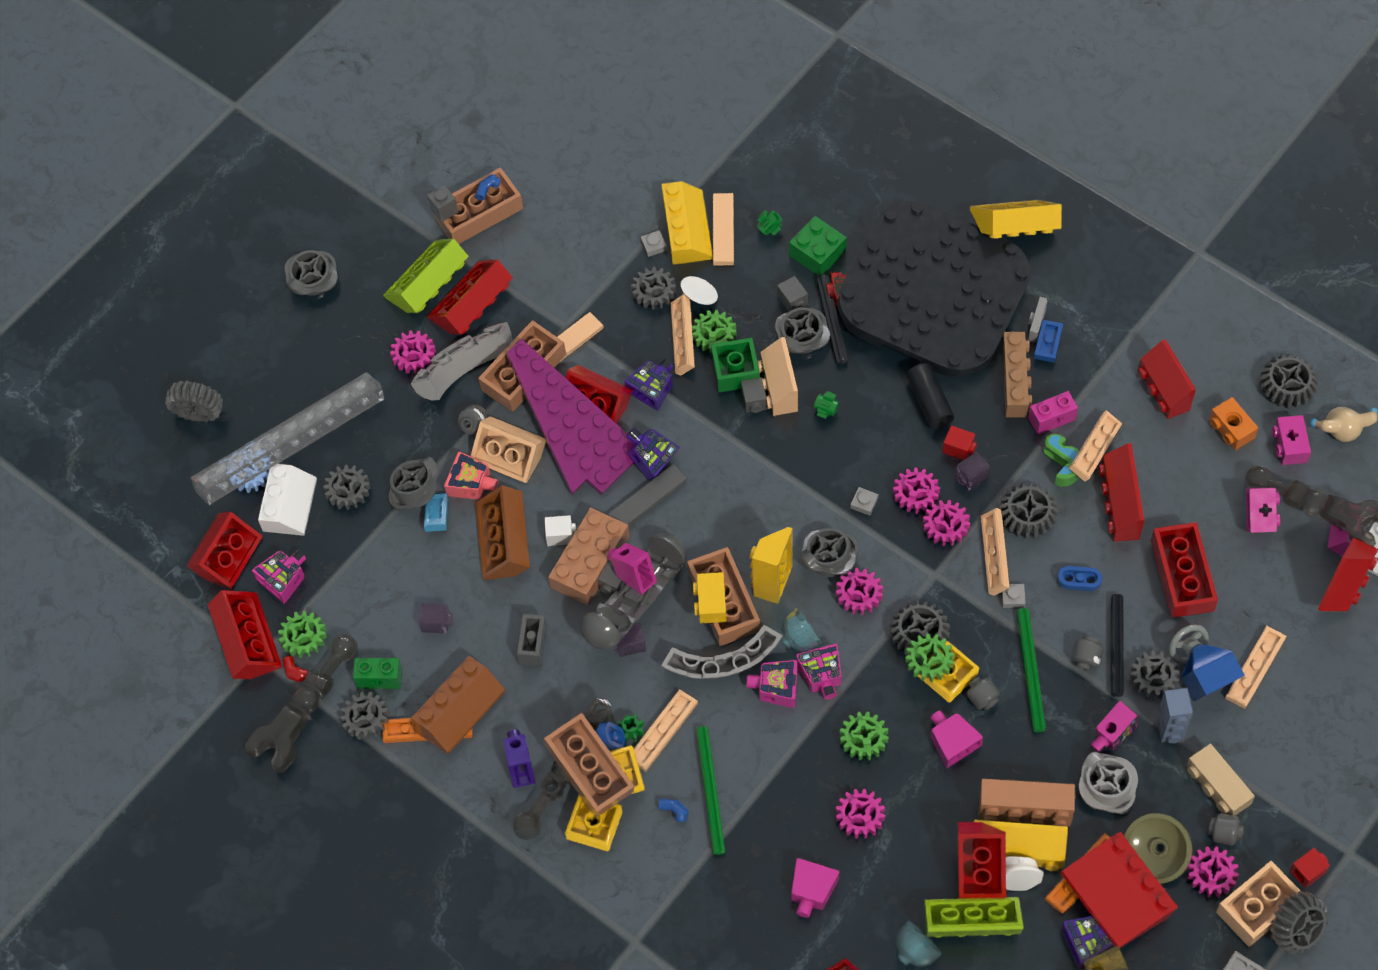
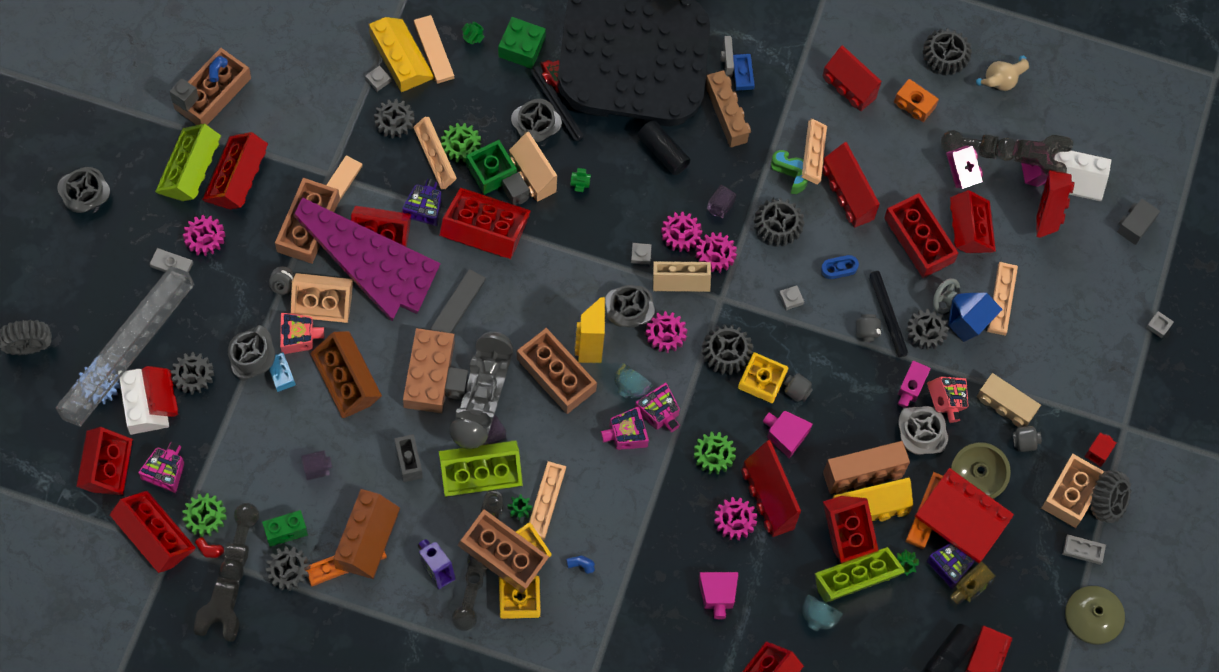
camera: 30 degrees left, 5 degrees up
(306, 495) = (159, 391): none -> red piece
(364, 364) = (163, 260): none -> light grey plate
(460, 359) = (249, 228): light grey brick -> none
(559, 530) = (394, 355): white brick -> none
(604, 674) = (480, 468): none -> lime slope
(611, 735) = (510, 518): blue plate -> none
(633, 567) = (474, 369): dark pink torso -> none
(650, 451) = (447, 264): torso -> none
(699, 290) = (434, 109): white sticker -> none
(707, 421) = (484, 223): none -> red slope
(710, 790) = (605, 538): green axle -> none
(711, 597) = (551, 376): yellow brick -> none
(725, 664) = (581, 428): light grey brick -> none
(792, 294) = (516, 91): dark grey brick -> none
(897, 536) = (682, 276): none -> tan brick
(908, 795) = (771, 490): none -> red slope
(922, 650) = (755, 367): bright green gear -> none
(959, 443) = (702, 181): red brick -> none
(995, 552) = (764, 265): light nougat tile -> none
(1022, 873) = (885, 525): white hat -> none
(1031, 670) = (828, 355): green axle -> none
(1035, 922) = (909, 557): none -> green gear
(1053, 413) = (769, 133): dark pink brick -> none
(1151, 754) = (949, 396): none -> coral torso
(1174, 715) = (958, 358): sand blue brick -> none
(1203, 871) = (1034, 471): dark pink gear -> none
(1250, 574) = (972, 223): none -> red slope
(1292, 440) = (966, 101): dark pink brick -> none

